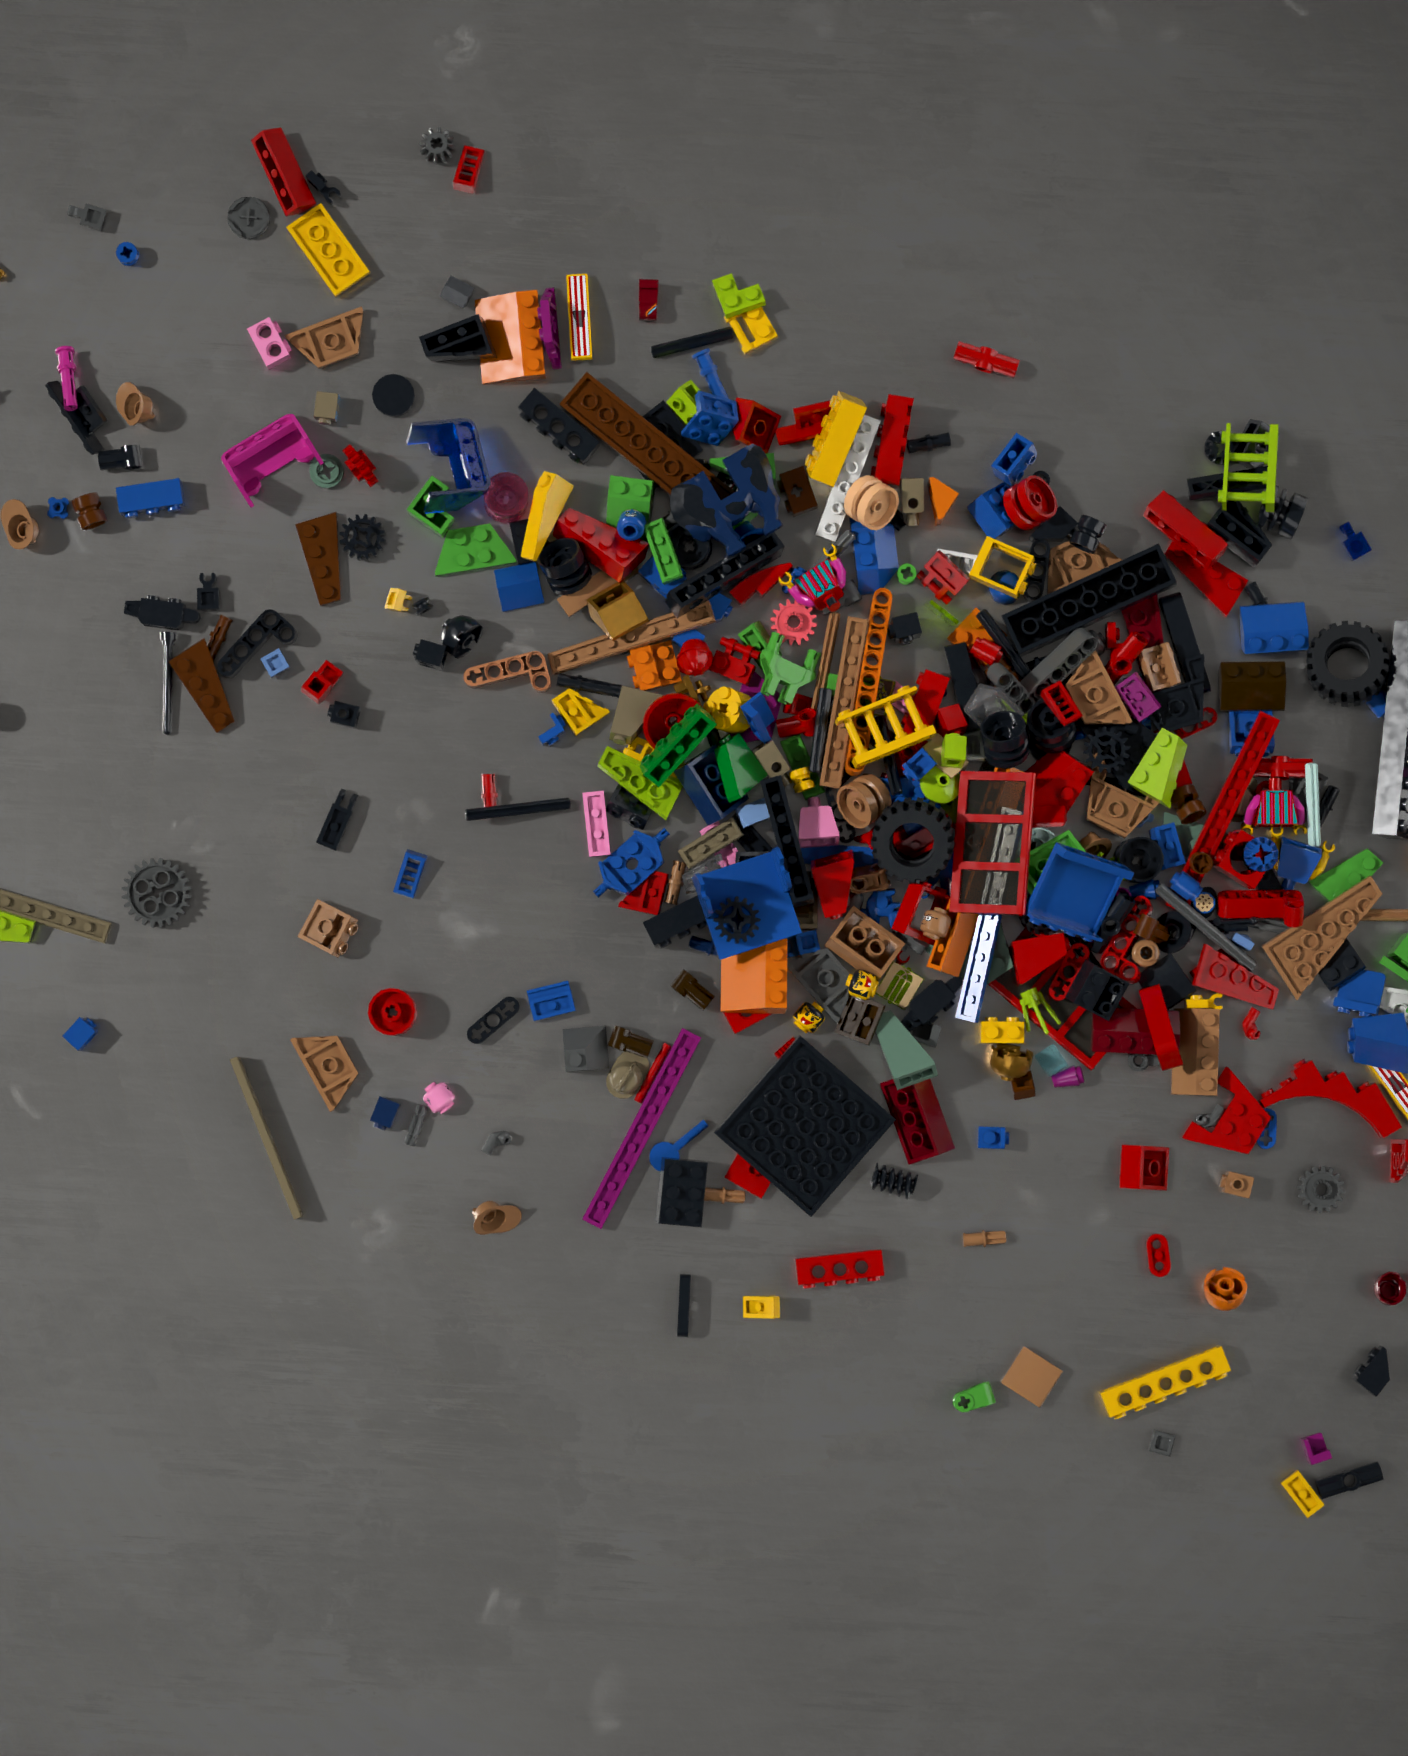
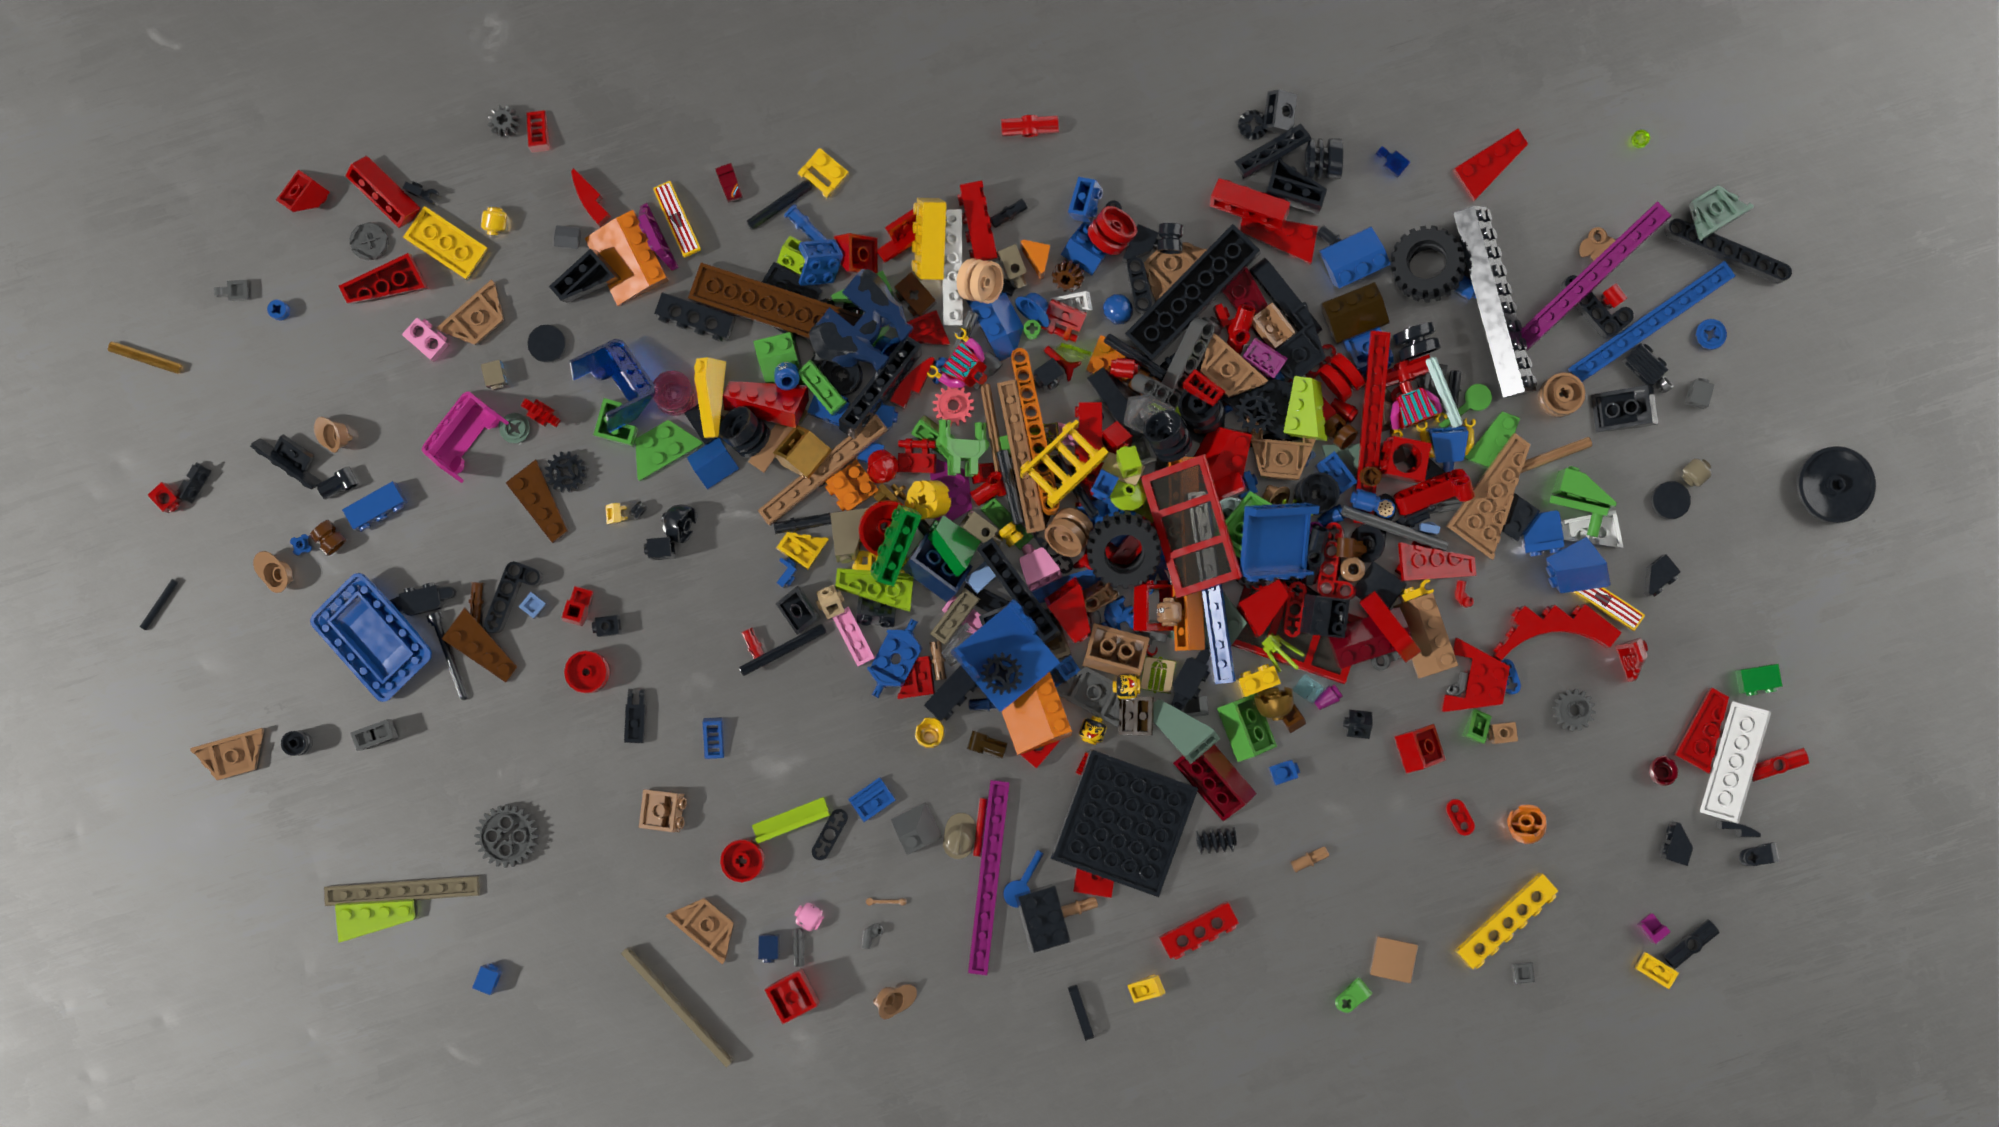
camera: 20 degrees left, 0 degrees up
(60, 734) = (374, 735): none -> dark grey brick
(66, 369) = (263, 425): dark pink pin -> none
(95, 632) = (371, 637): none -> blue wedge
(198, 141) = (302, 193): none -> red slope
(208, 596) = (455, 570): black plate -> none
(252, 266) = (387, 280): none -> red wedge
(318, 756) = (598, 674): none -> red wheel
(387, 245) = (493, 220): none -> yellow head
(390, 1171) = (792, 996): none -> red brick
(458, 989) = (790, 820): none -> lime fence
(496, 261) = (590, 199): none -> red slope
(506, 674) = (729, 540): nougat beam -> none
(508, 1106) = (870, 901): none -> medium nougat hinge
(549, 774) = (798, 610): none -> black slope
(586, 778) = (830, 601): none -> tan brick
(627, 1041) = (946, 809): dark brown piece -> none
(638, 954) = (929, 732): none -> yellow hair
(734, 300) = (802, 156): lime plate -> none
(758, 716) = (954, 495): blue panel -> none
(798, 533) = (929, 329): none -> red wing
(916, 552) = (1034, 308): none -> blue piece
(929, 627) = (1067, 366): none -> red piece
(965, 532) = (1068, 276): none -> reddish brown gear
(970, 1076) = (1246, 728): none -> bright green slope
(983, 557) = (1092, 277): yellow window -> none
(1073, 821) = (1250, 484): none -> blue bracket
(1089, 1117) = (1358, 724): none -> black brick
(1203, 785) = (1345, 410): none -> red cone
(1211, 747) = (1341, 377): none -> red wheel
(1213, 1167) = (1477, 726): none -> bright green slope
(1255, 862) = (1410, 447): blue gear -> none
(1267, 477) = (1296, 118): lime fence -> none
(1305, 736) = (1416, 340): none -> black wheel
(1345, 824) = (1476, 398): none -> bright green piece

